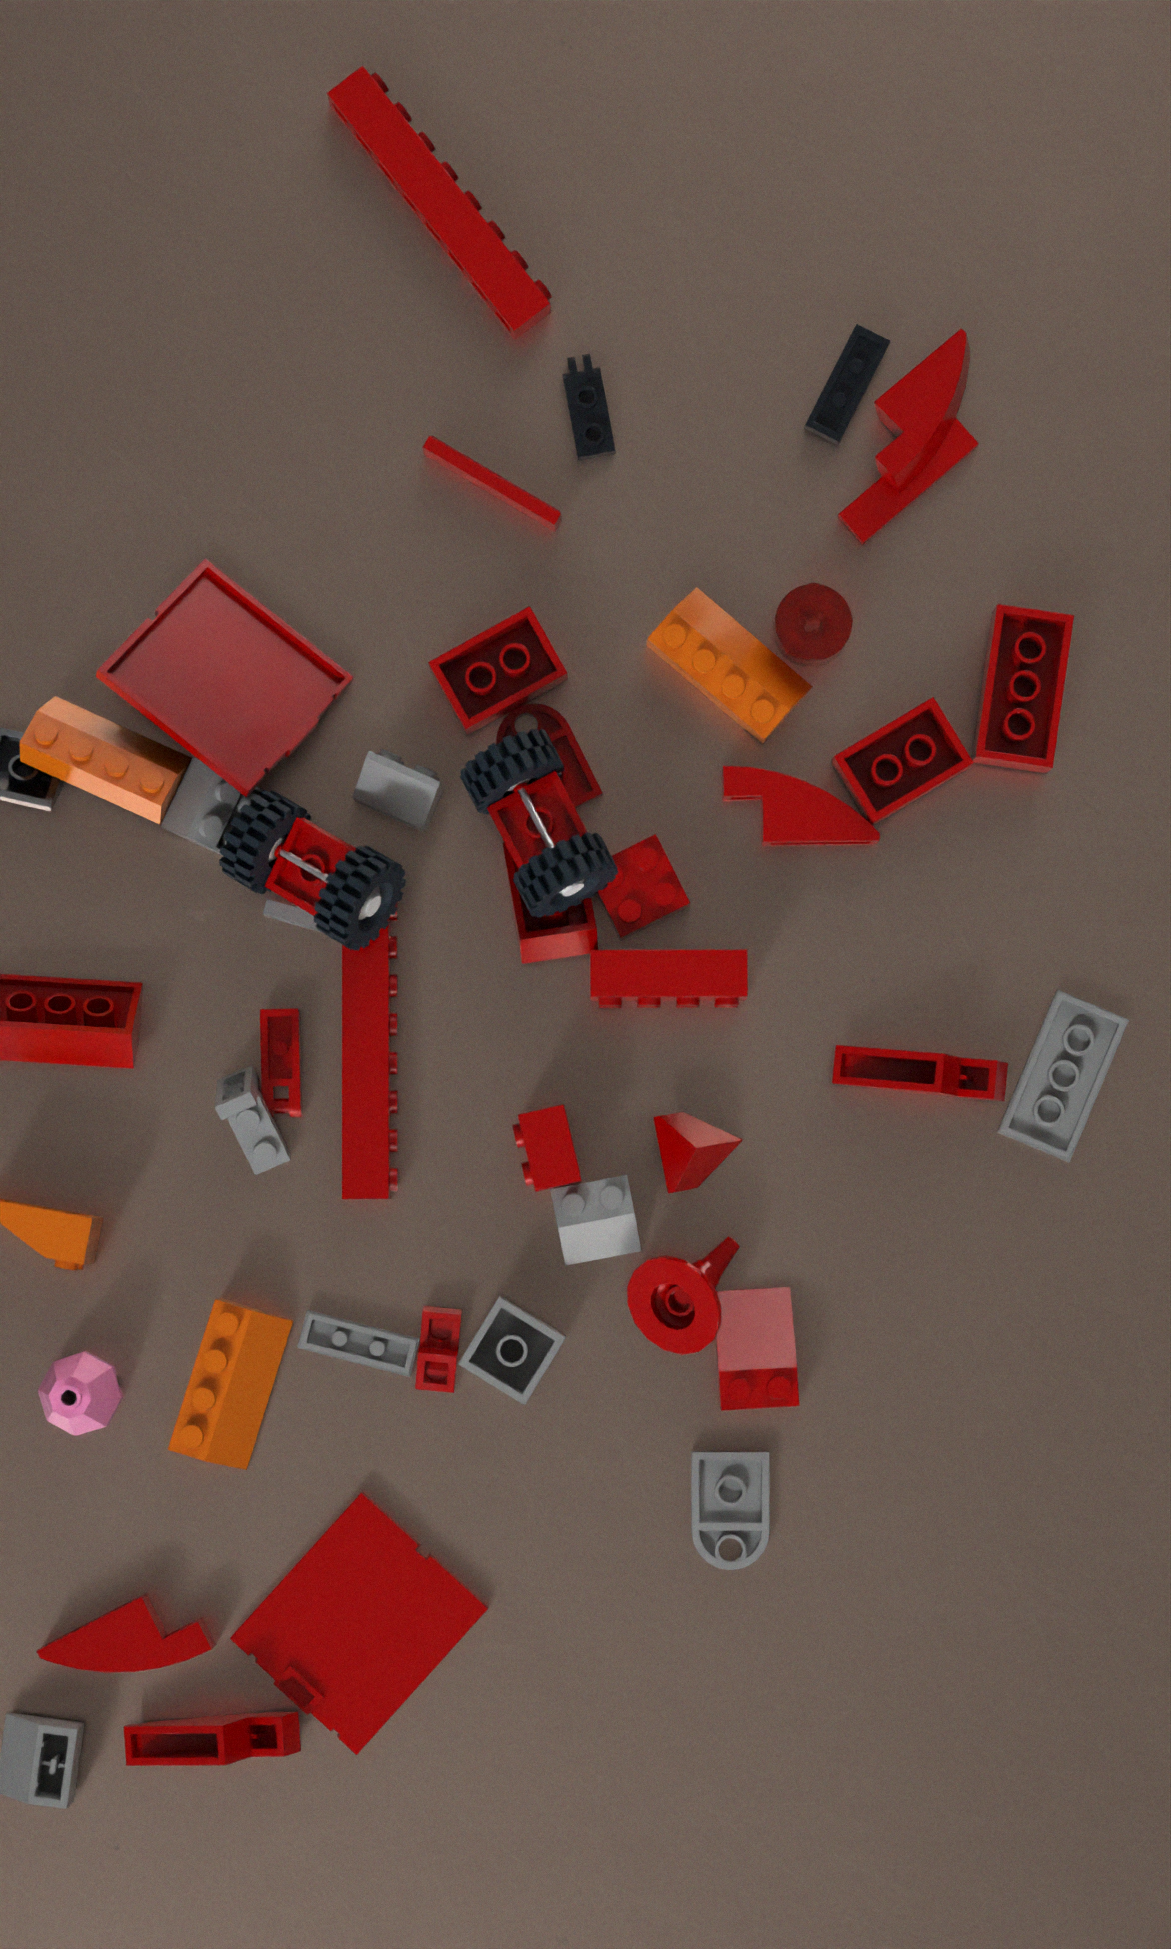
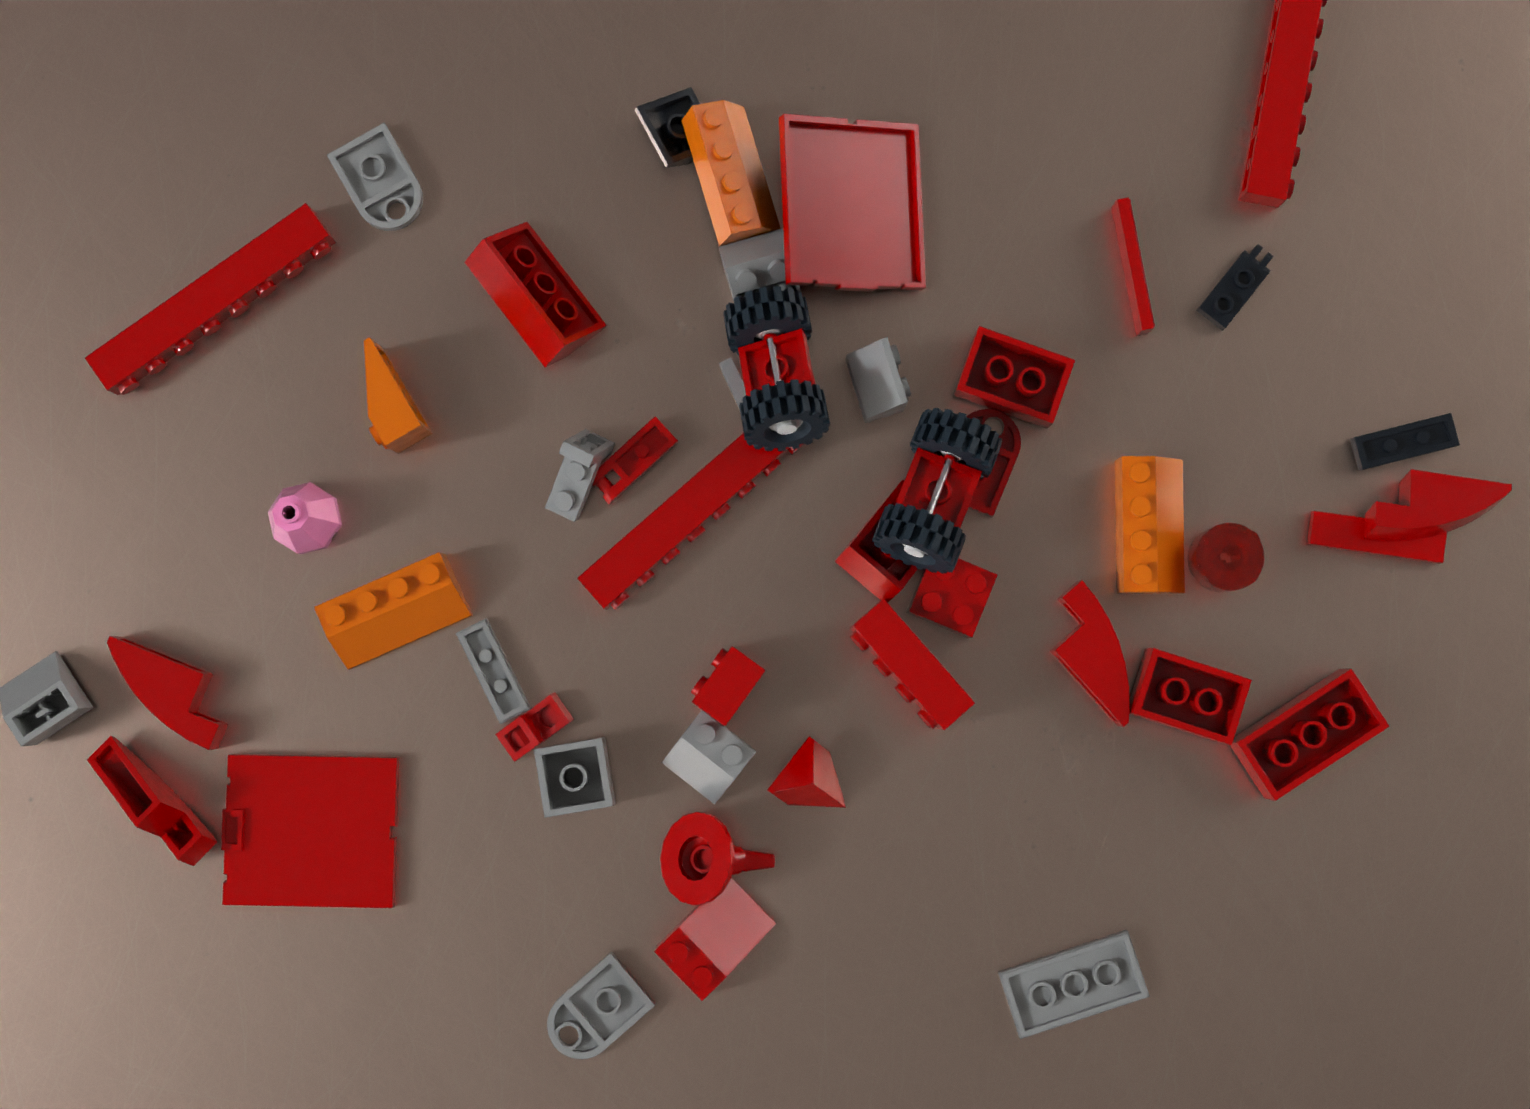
camera: 45 degrees right, 0 degrees up
(920, 1072) = (992, 887): red slope -> none

